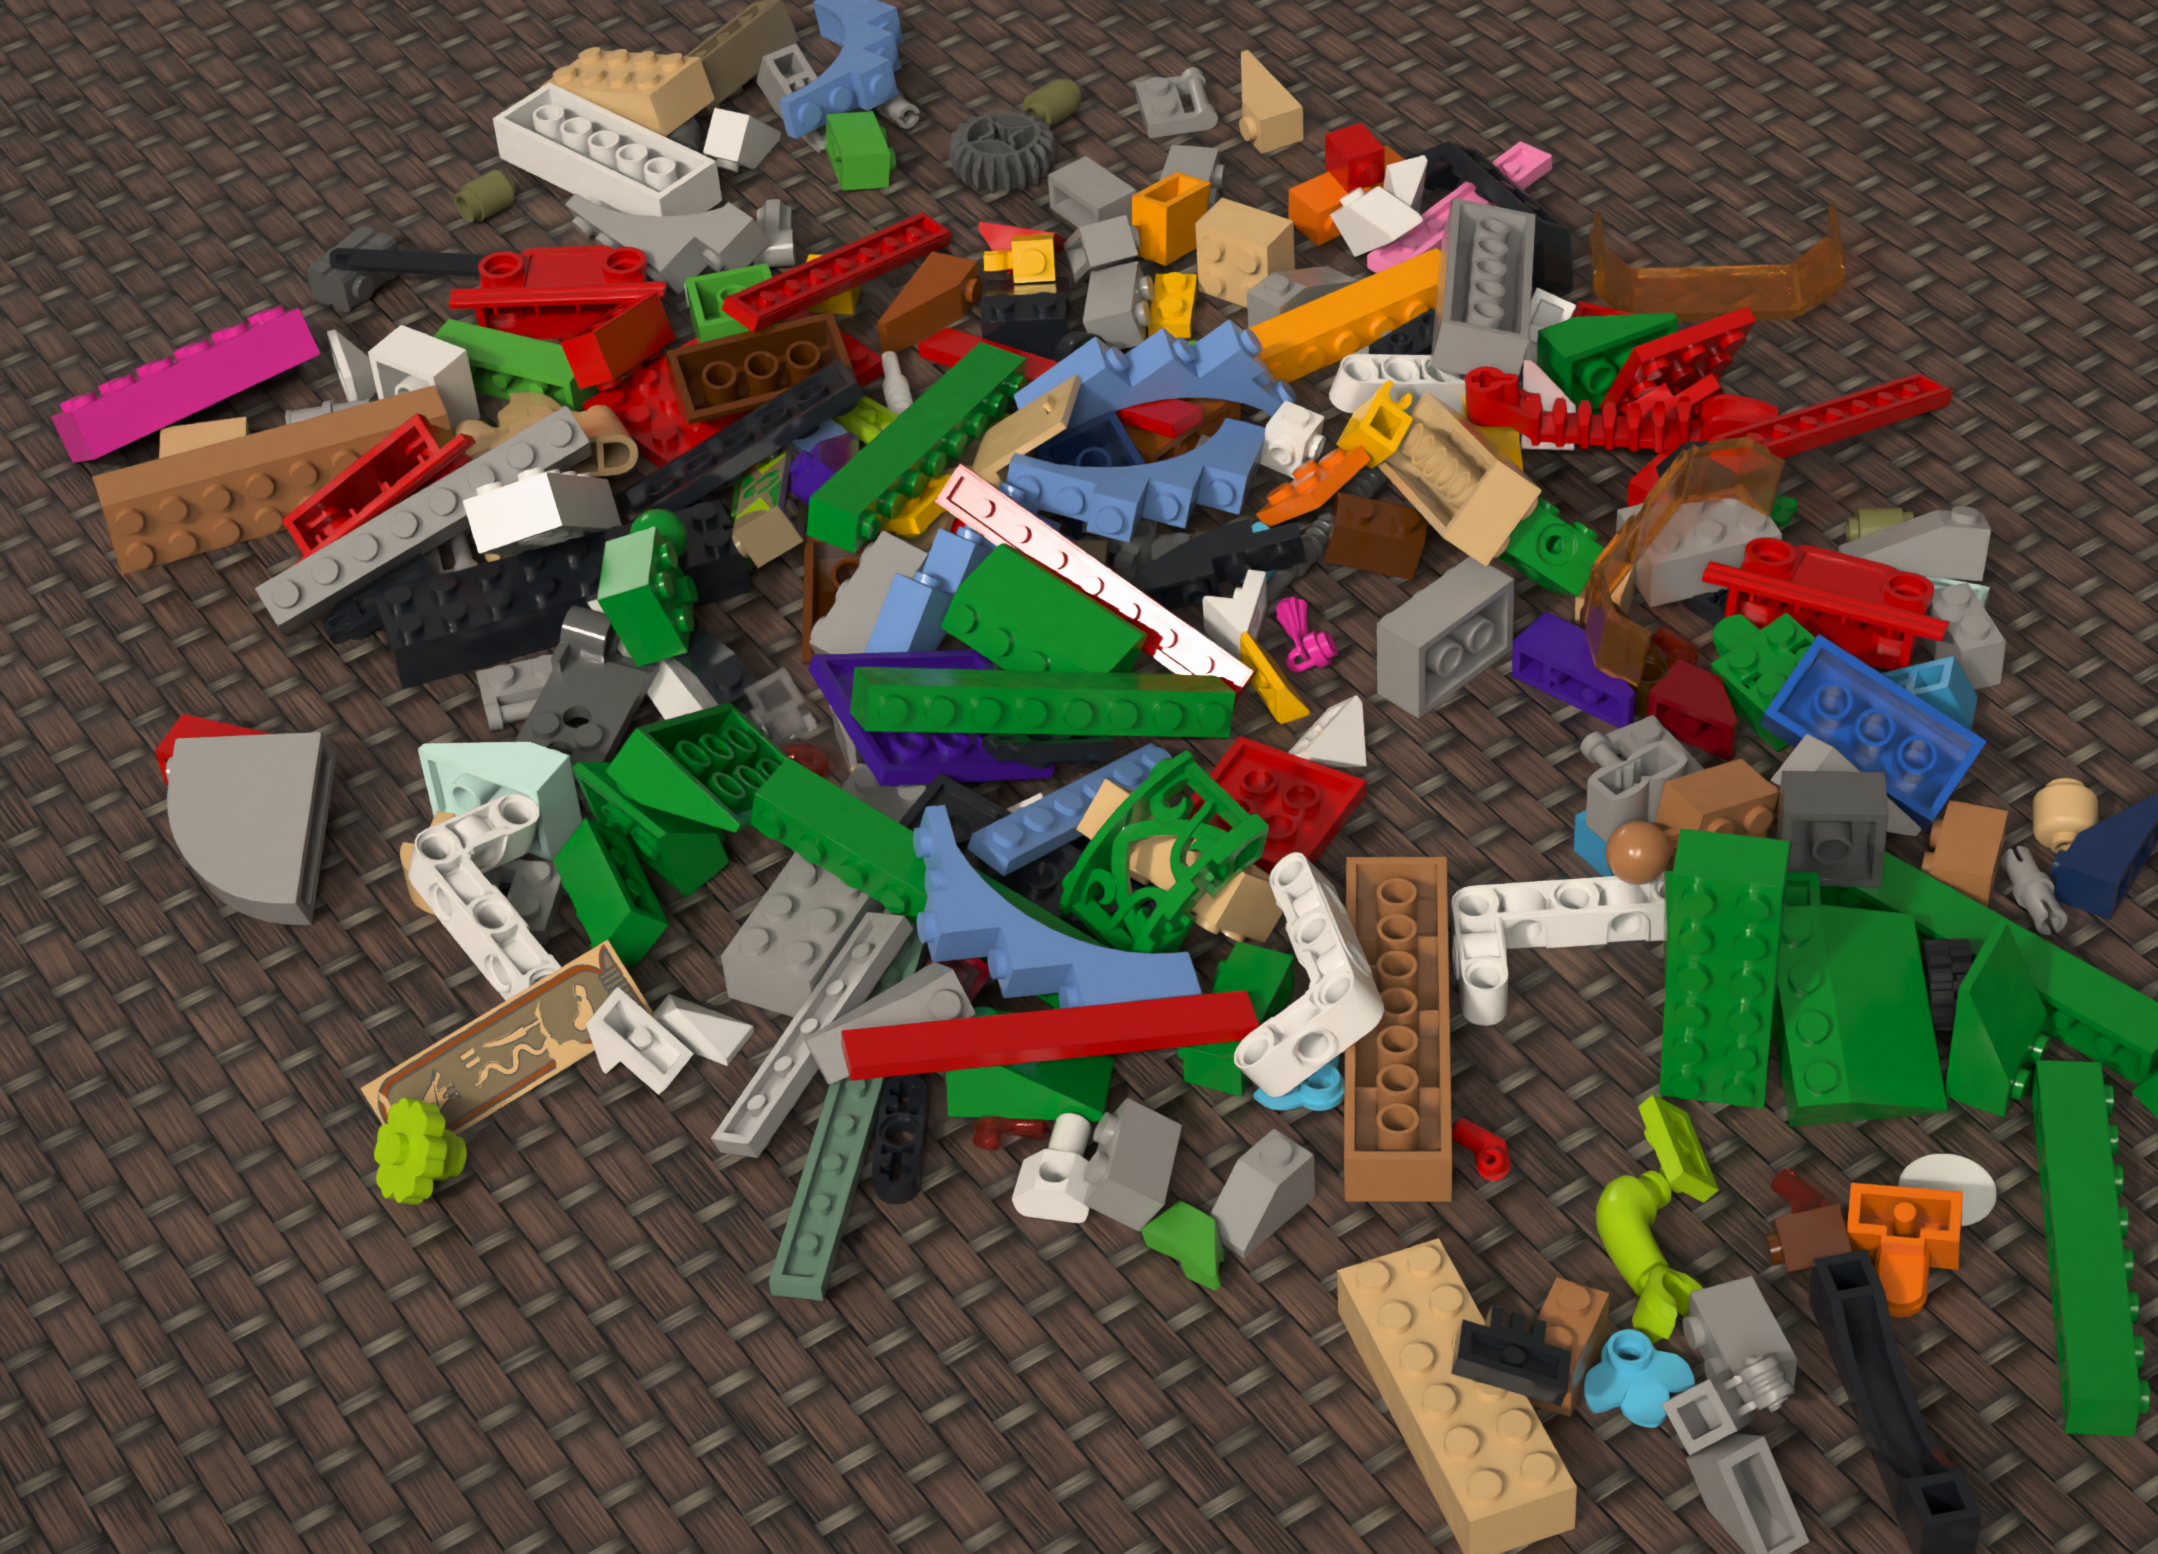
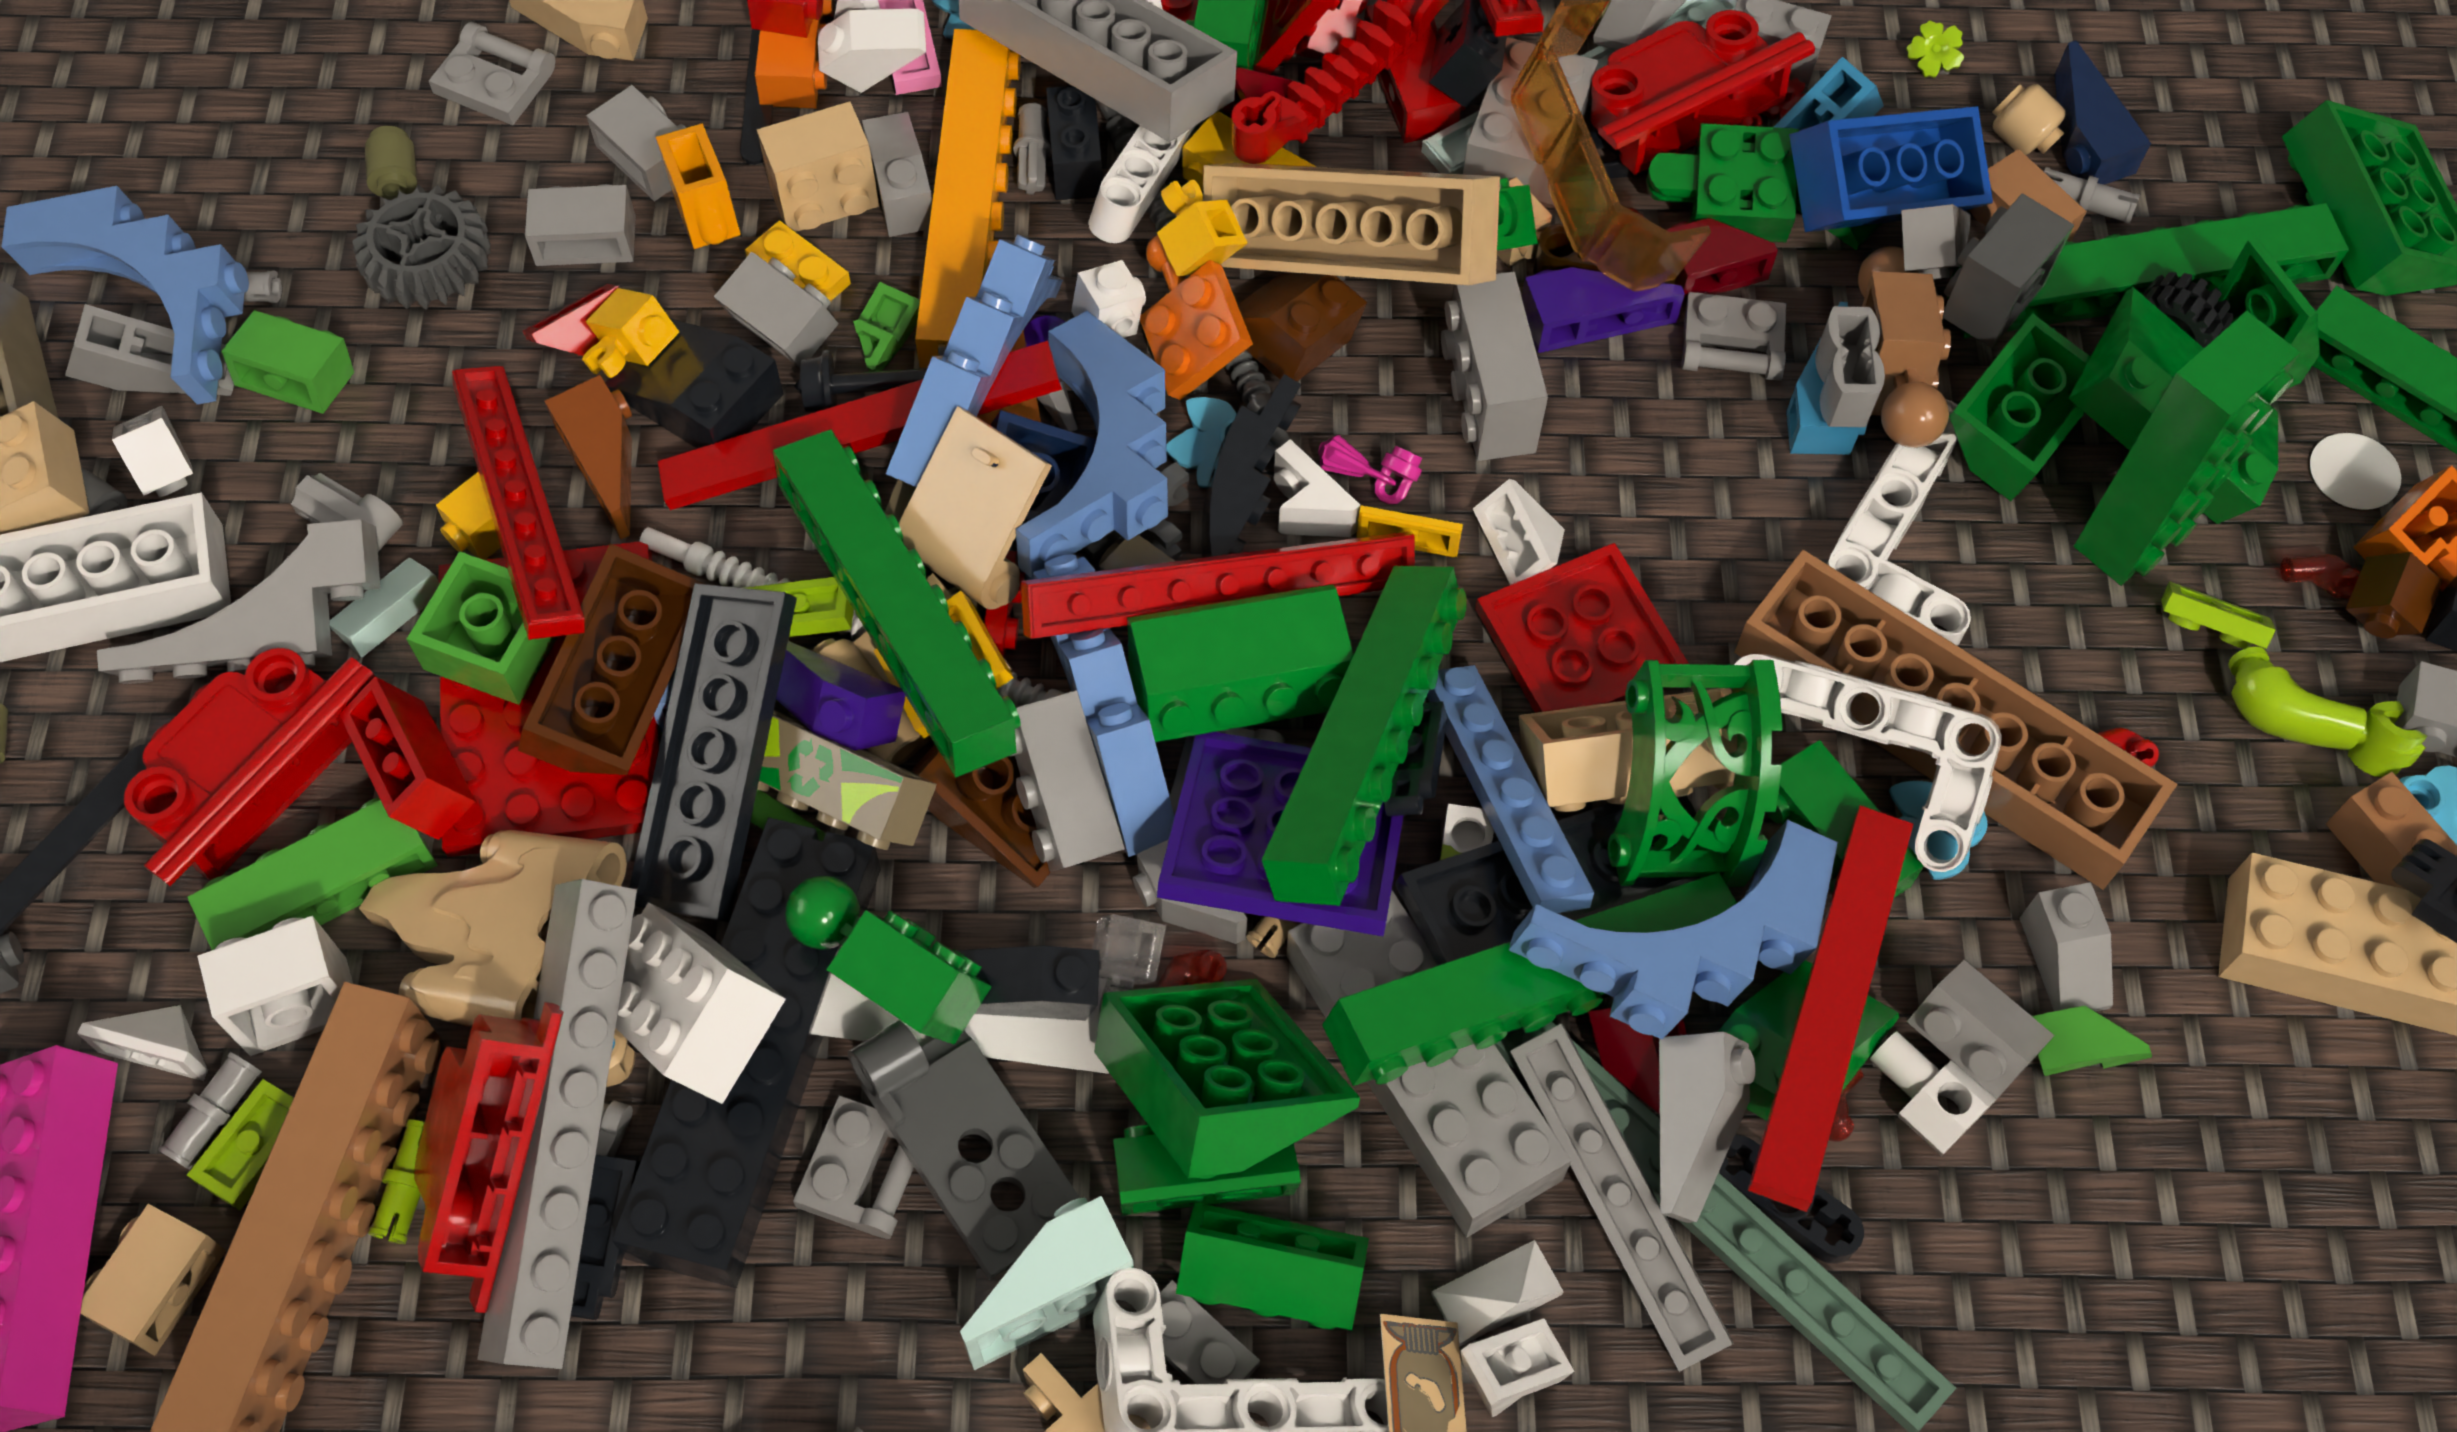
camera: 60 degrees left, 20 degrees up
(1101, 246) = (693, 267): light grey brick -> none
(2077, 735) = (1936, 49): none -> lime plant

